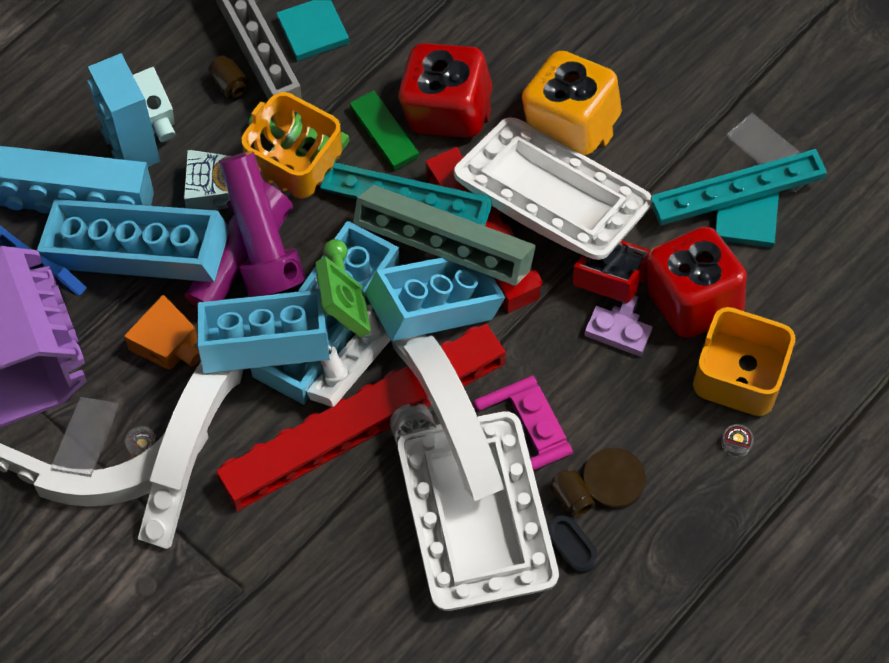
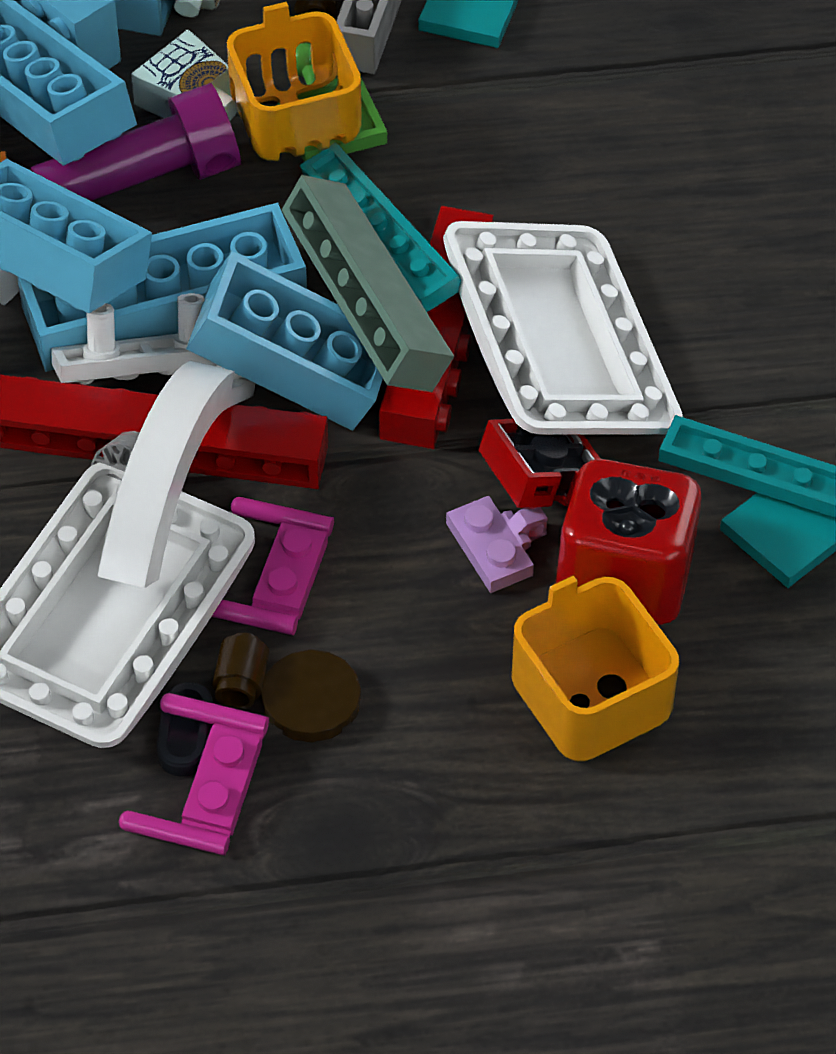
camera: 40 degrees right, 10 degrees down
(269, 264) = (162, 134): magenta piece -> none
(339, 291) = (190, 268): bright green plate -> none
(384, 130) = (439, 156): green tile -> none
(461, 100) = (543, 149): red piece -> none
(586, 111) = (683, 255): light orange piece -> none
(618, 557) = (219, 780): none -> dark pink plate
(737, 440) = (507, 763): tile -> none

